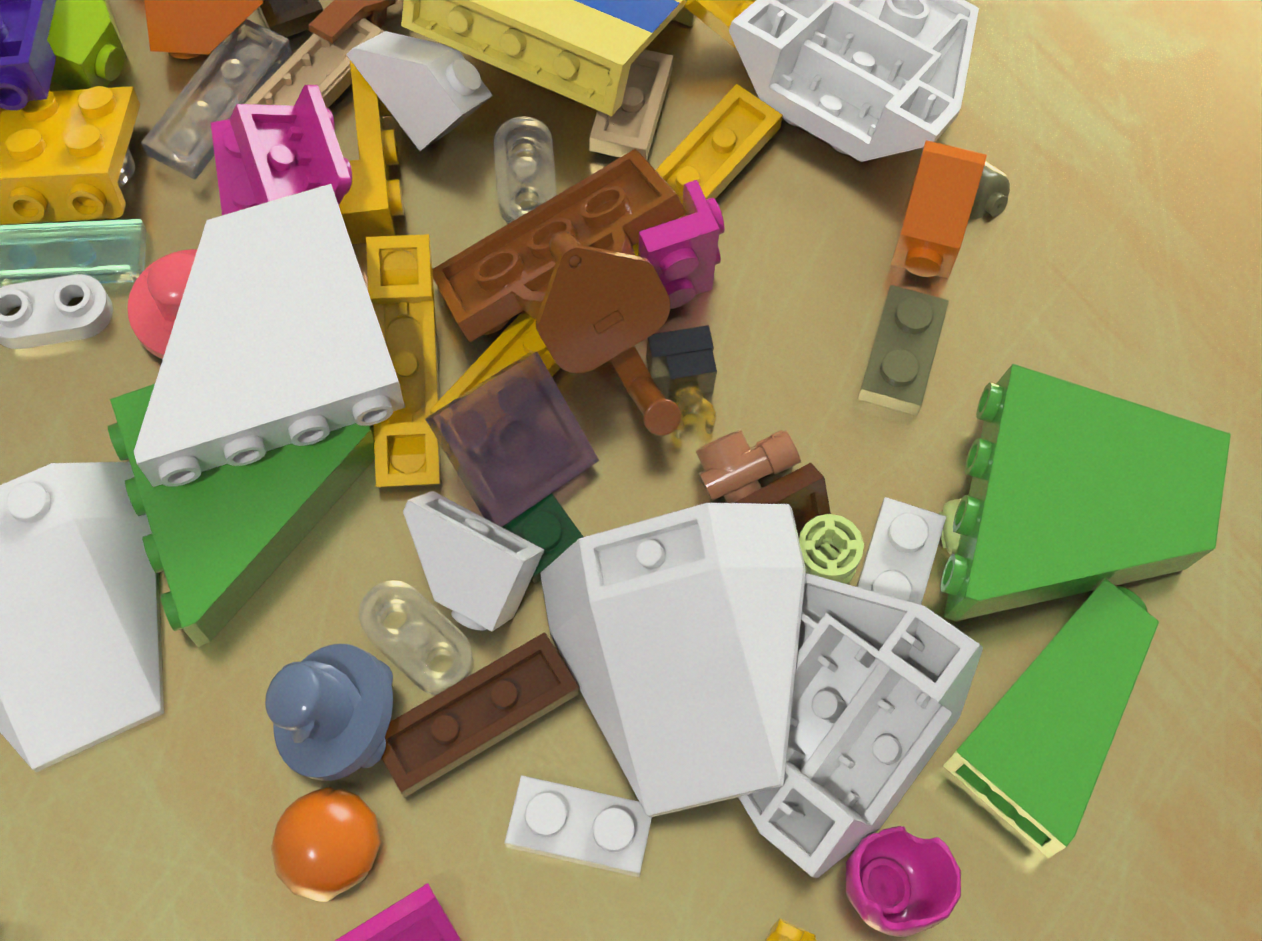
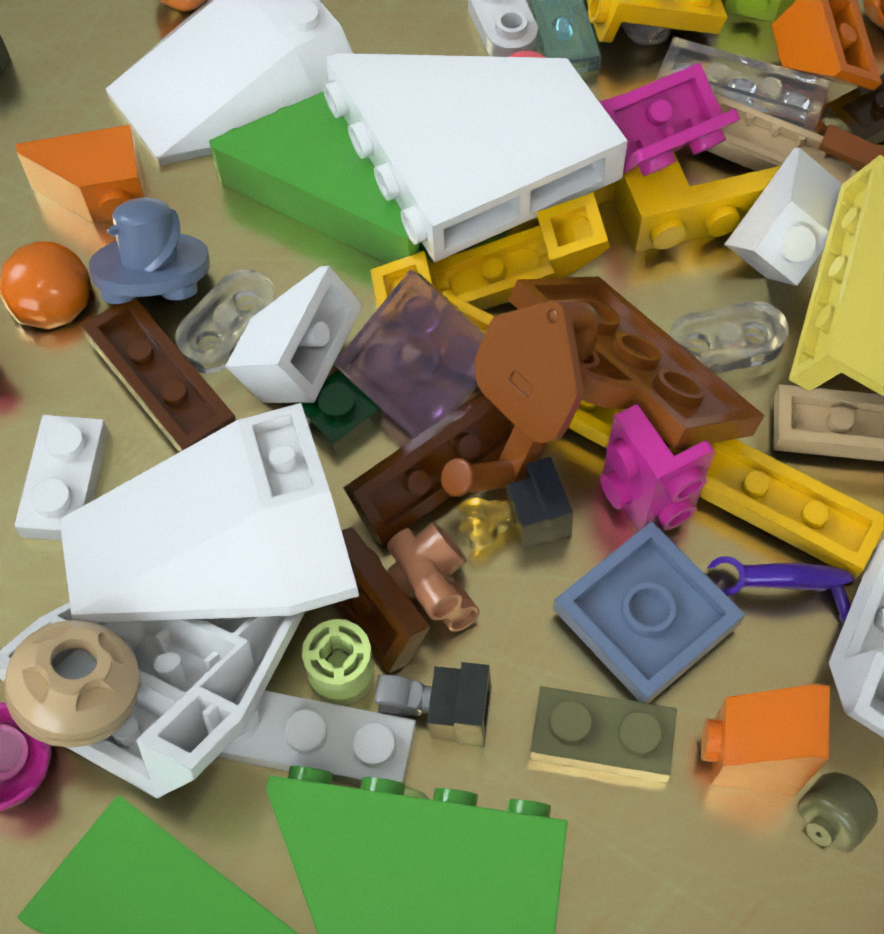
camera: 85 degrees right, 5 degrees down
(179, 780) = (86, 170): none -> orange slope
(624, 442) = (409, 479): none -> reddish brown plate
(783, 169) = (792, 576): none -> dark purple piece
(799, 291) = (648, 612): none -> sand blue plate
(862, 808) = (65, 709): none -> tan piece
(872, 465) = (454, 703): none -> pearl dark grey piece

